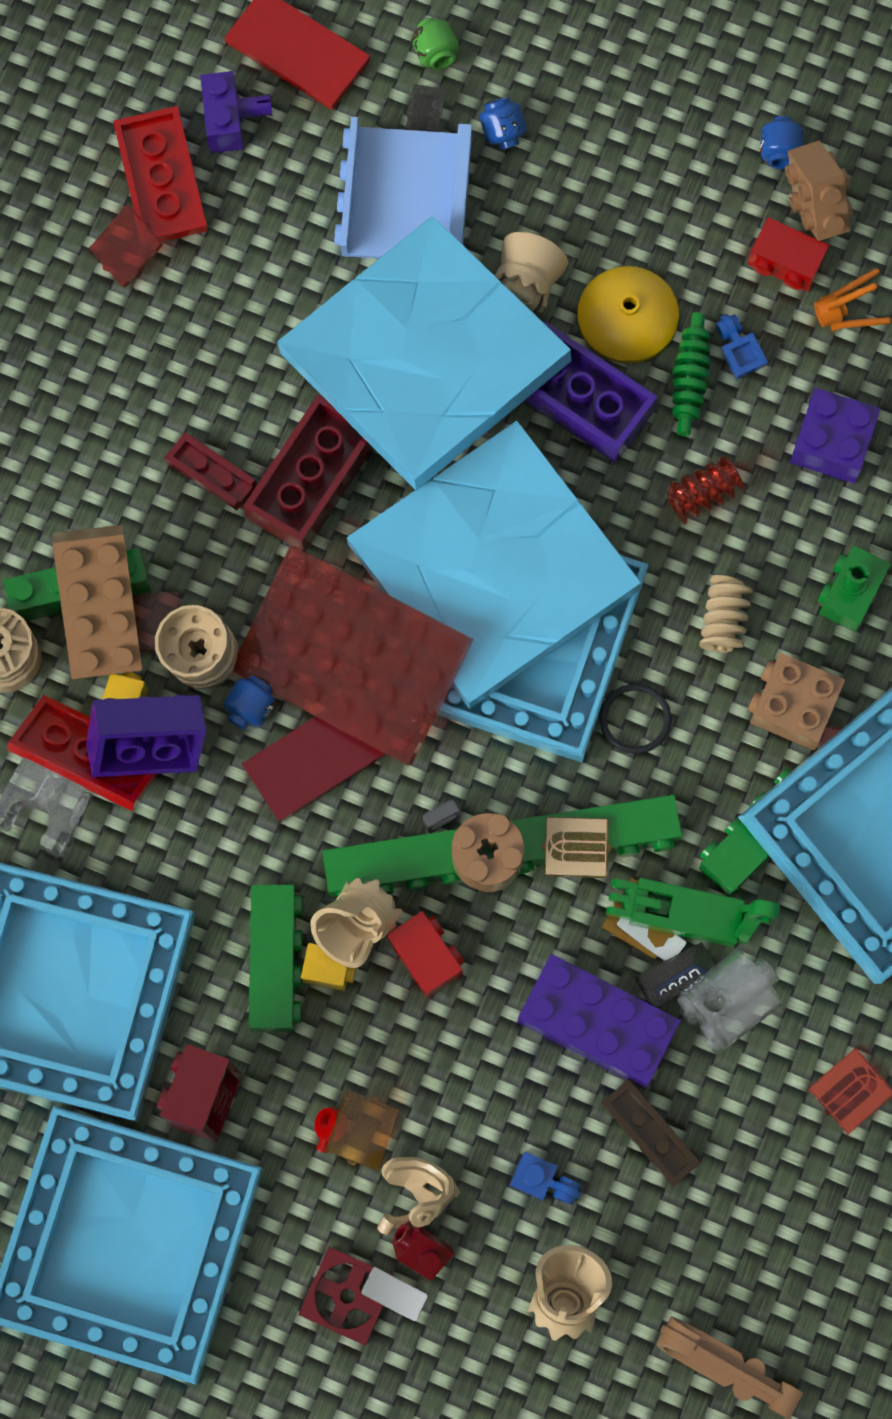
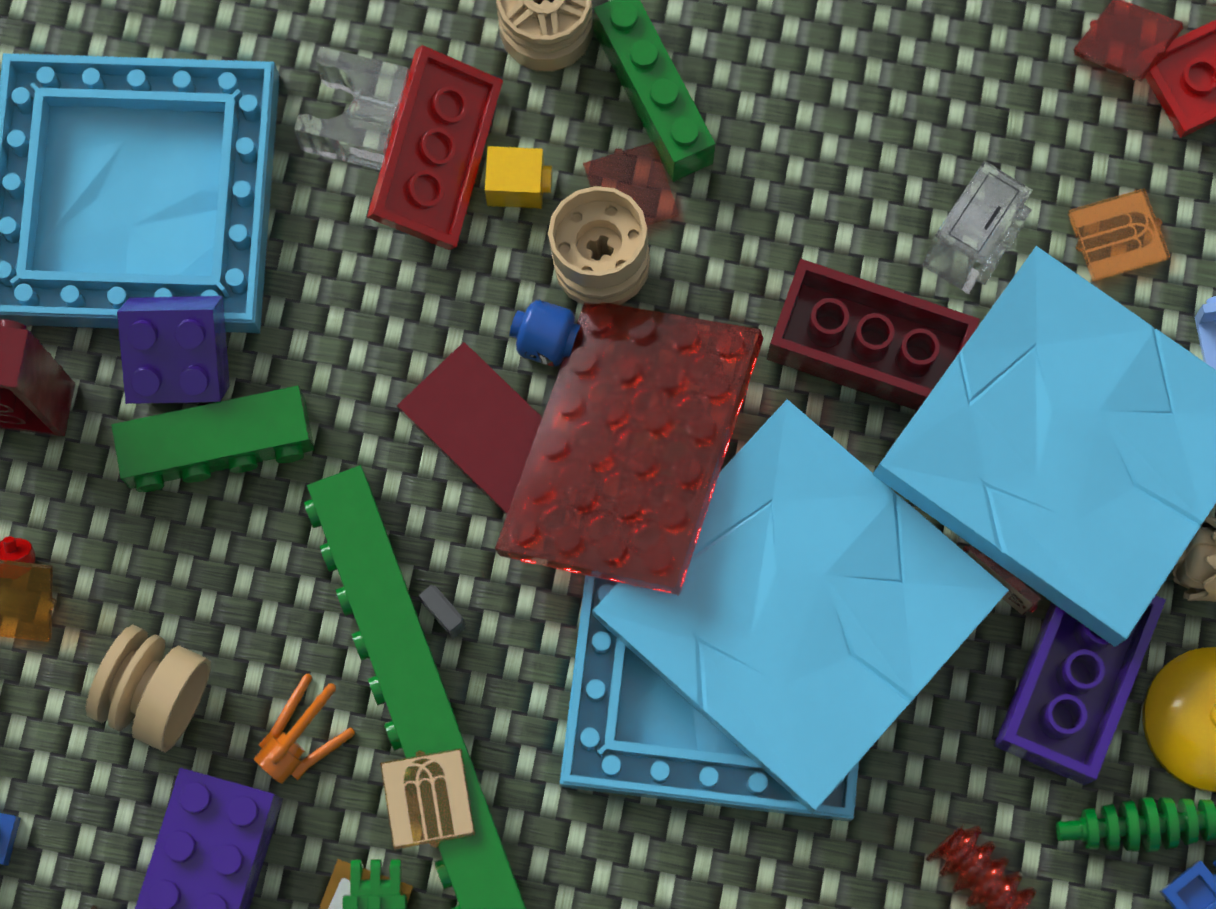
camera: 75 degrees right, 0 degrees up
(97, 601) = (626, 104): medium nougat brick -> none
(145, 735) = (462, 204): dark purple brick -> none
(202, 970) = (173, 349): none -> dark purple brick
(211, 471) = (848, 214): dark red hinge -> none
(248, 381) = (979, 228): none -> clear brick
(269, 291) = (1118, 234): none -> clear orange piece
(324, 971) = (214, 509): yellow brick -> none
(354, 922) = (267, 526): tan hat -> none
(426, 954) = (254, 631): red brick -> none
(454, 1032) = (145, 686): none -> tan wheel
(497, 834) = (362, 669): medium nougat brick -> none
(520, 414) = (1019, 595): none -> clear red piece
(520, 950) = (281, 751): none -> orange plant
(640, 749) = (604, 879): black piece -> none

